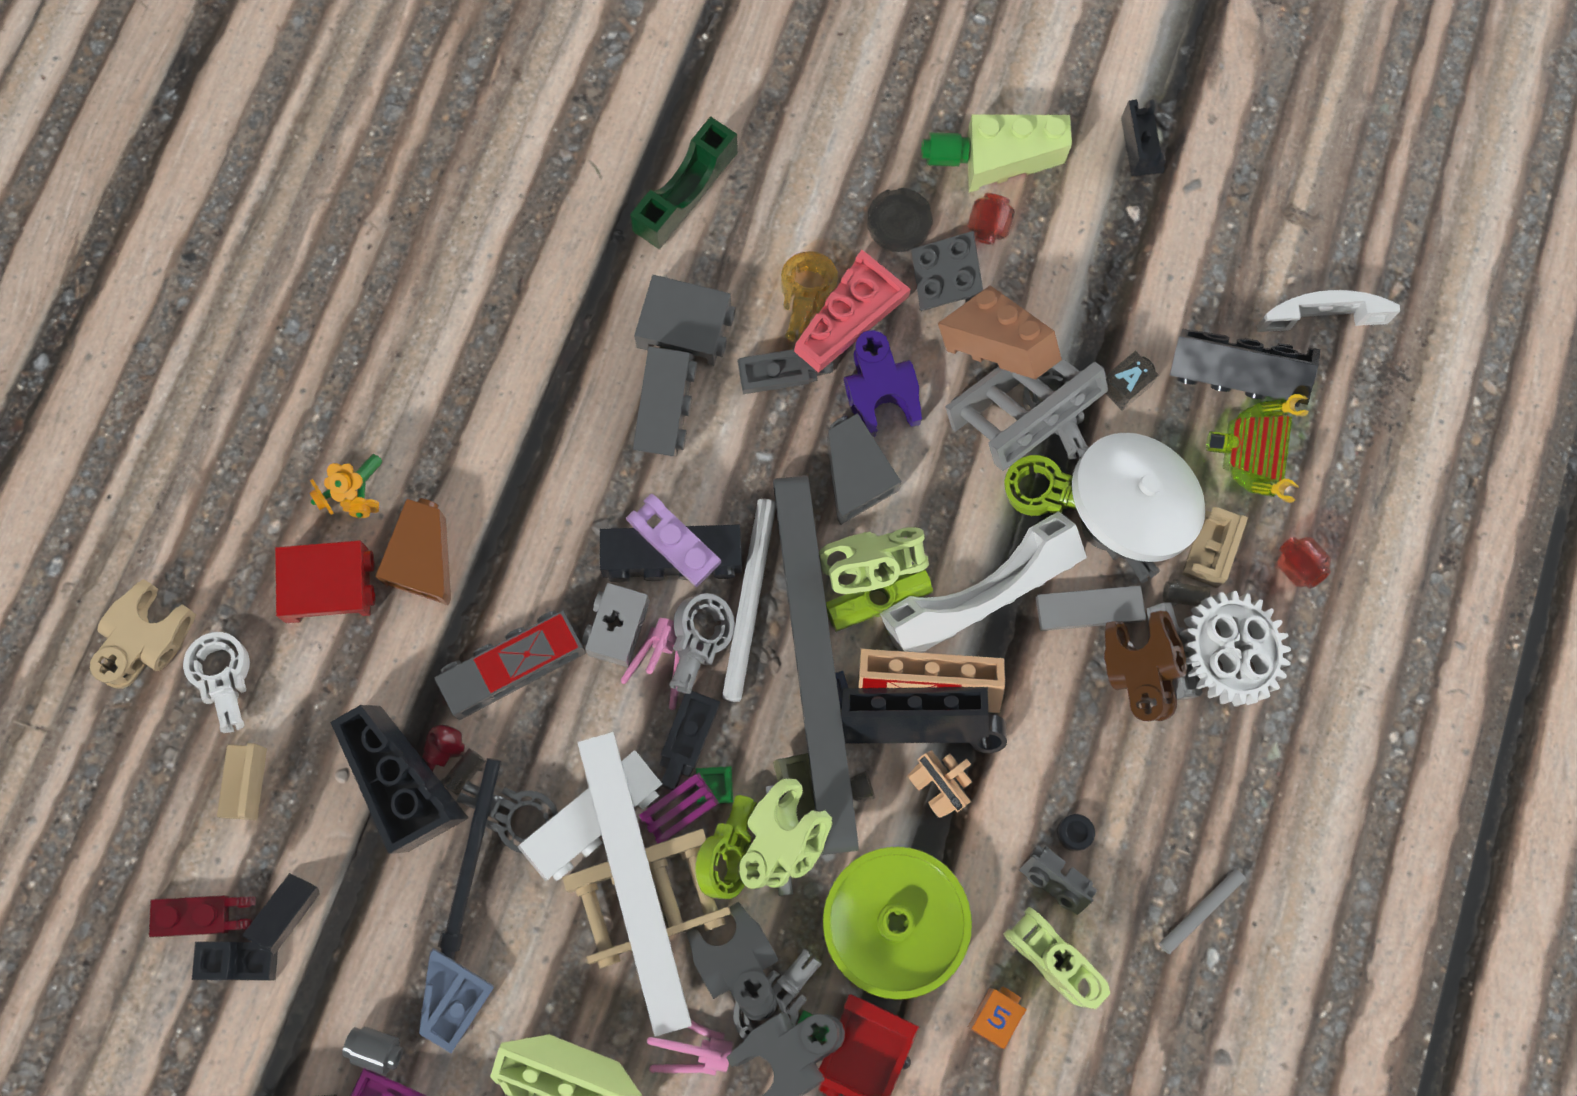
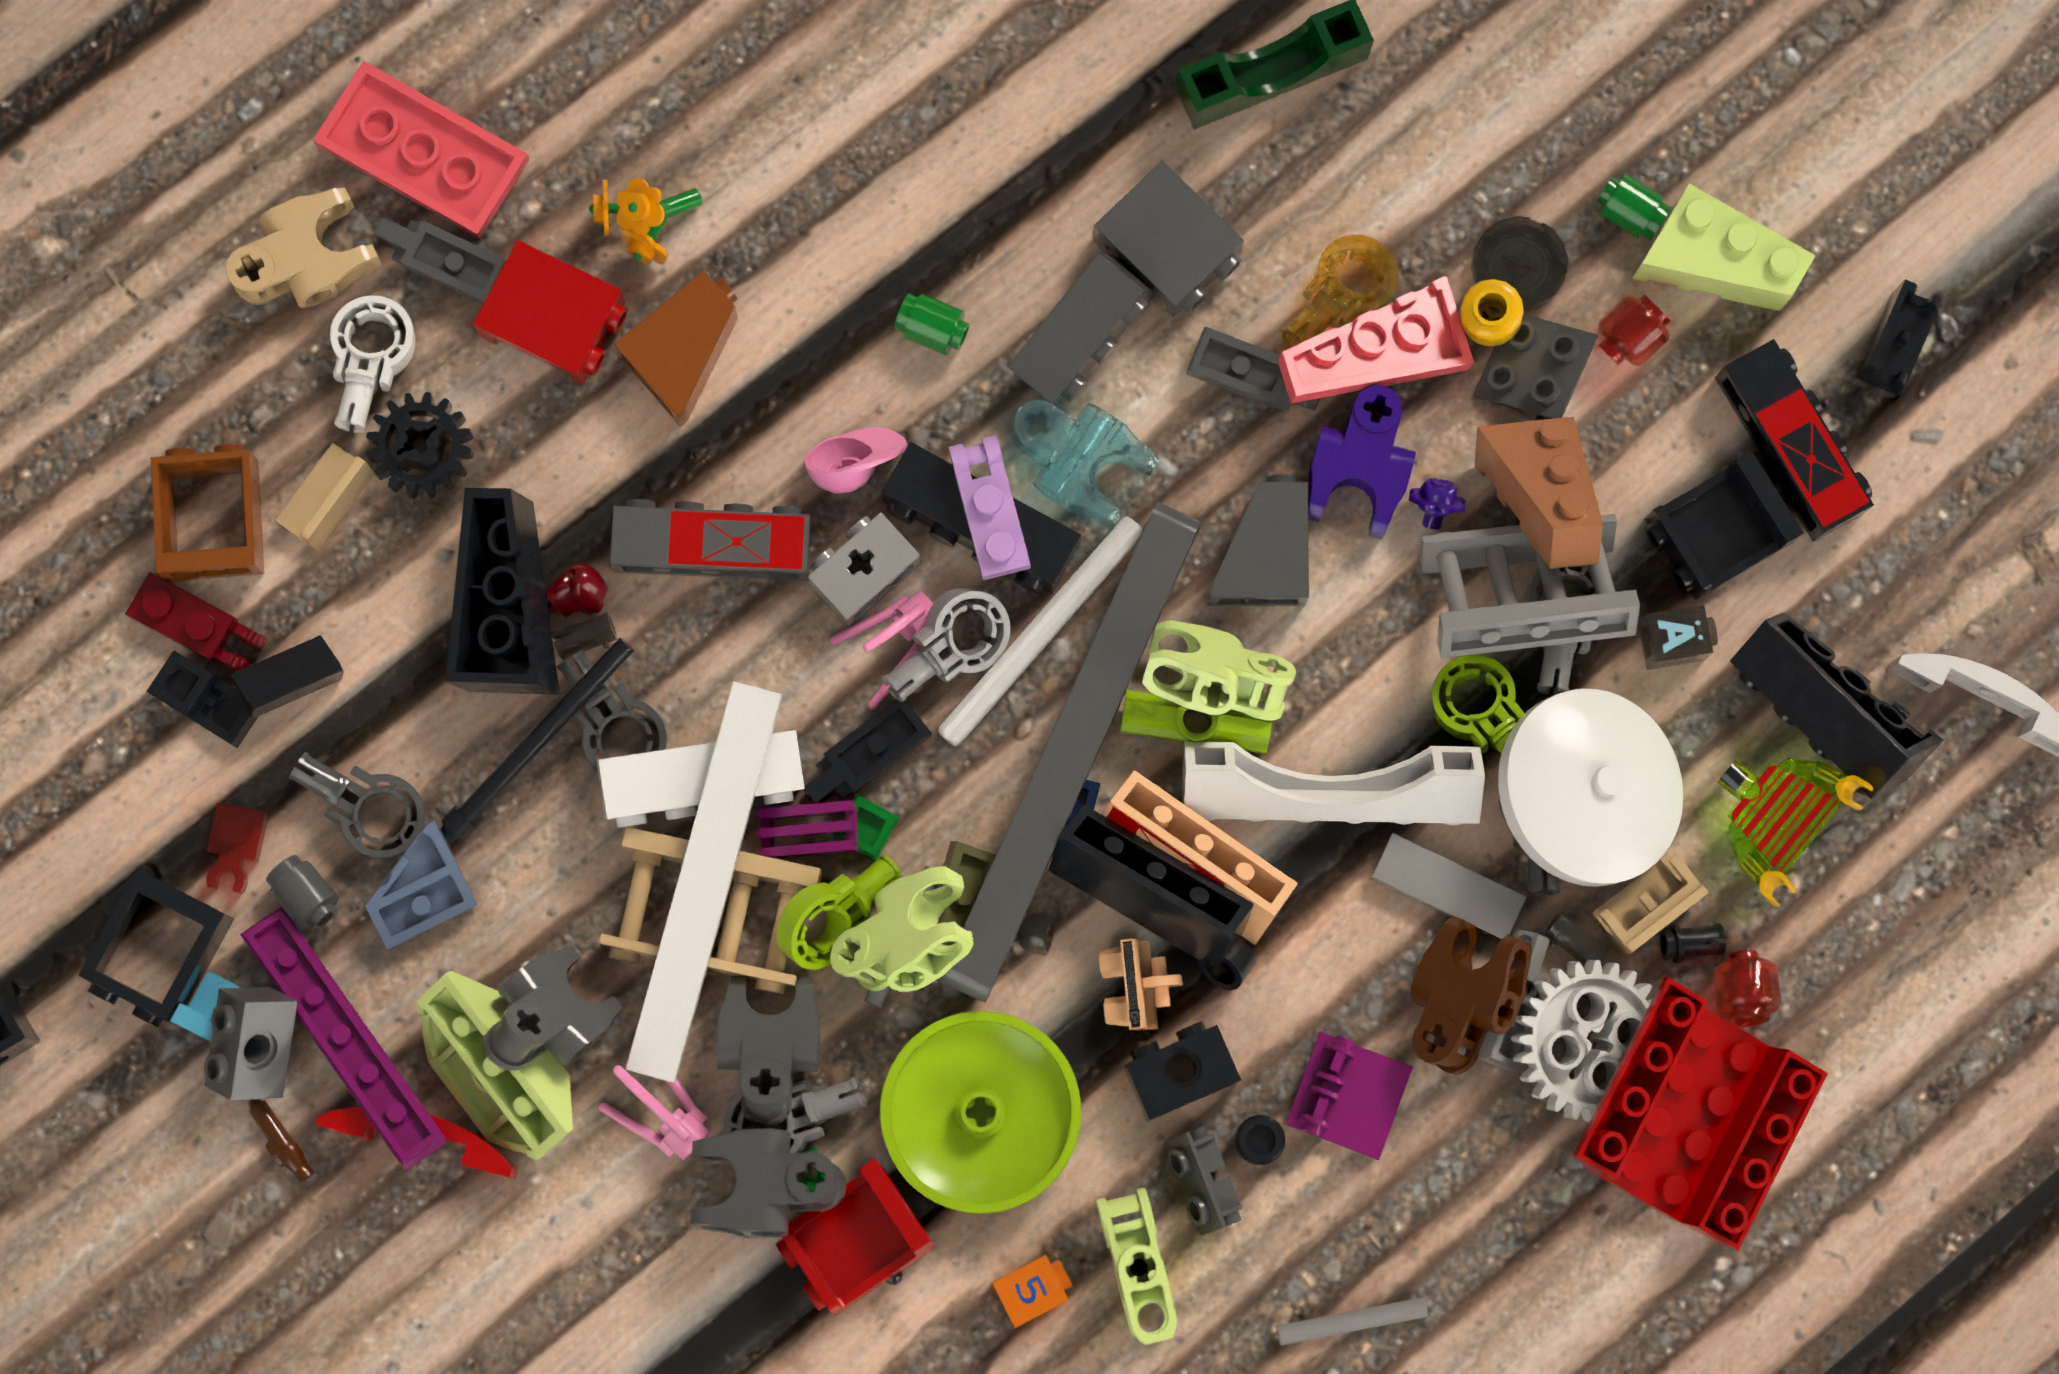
camera: 30 degrees right, 5 degrees up
(181, 528) = (421, 149): none -> coral plate
(187, 870) = (208, 562): none -> dark orange window
(232, 587) = (442, 257): none -> dark grey hinge
(280, 726) = (404, 455): none -> black gear
(307, 1040) = (236, 837): none -> clear red plate
(354, 967) = (333, 788): none -> dark grey pin
(569, 451) = (932, 323): none -> green brick
(569, 561) = (850, 459): none -> bright pink cap
(581, 1033) = (546, 1015): none -> dark grey piece
(704, 477) = (1075, 452): none -> clear light blue piece
(903, 253) = (1489, 296): none -> yellow head
(939, 381) = (1436, 500): none -> dark purple plant
(1022, 808) = (1211, 1065): none -> black brick
(1112, 771) = (1349, 1095): none -> magenta hinge
(1114, 301) = (1722, 527): none -> black panel
(1122, 228) = (1795, 439): none -> black brick
(1247, 558) = (1691, 942): none -> black pin
(1331, 656) = (1698, 1117): none -> red slope

